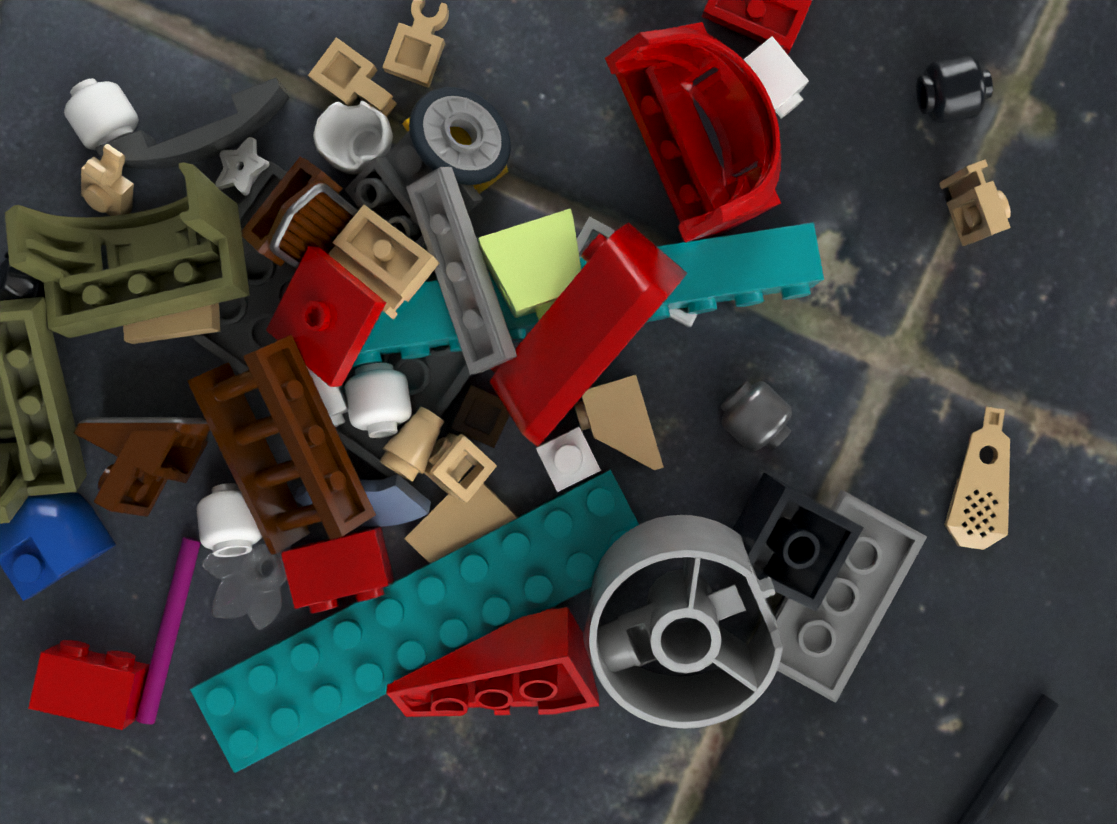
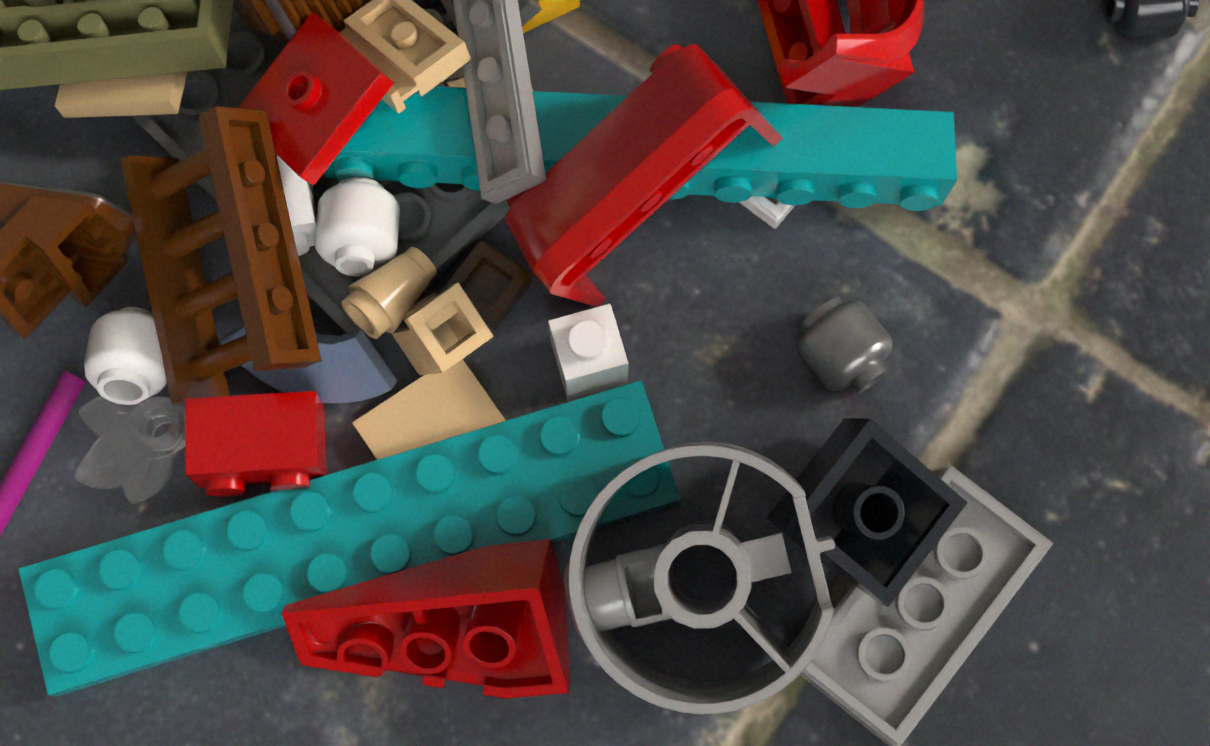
camera: 10 degrees right, 15 degrees down
(533, 261) = (584, 73): yellowish green torso -> none
(620, 420) = (665, 318): tan slope -> none
(976, 205) = (1165, 123): tan plate -> none
(984, 479) = (1139, 482): tan piece -> none

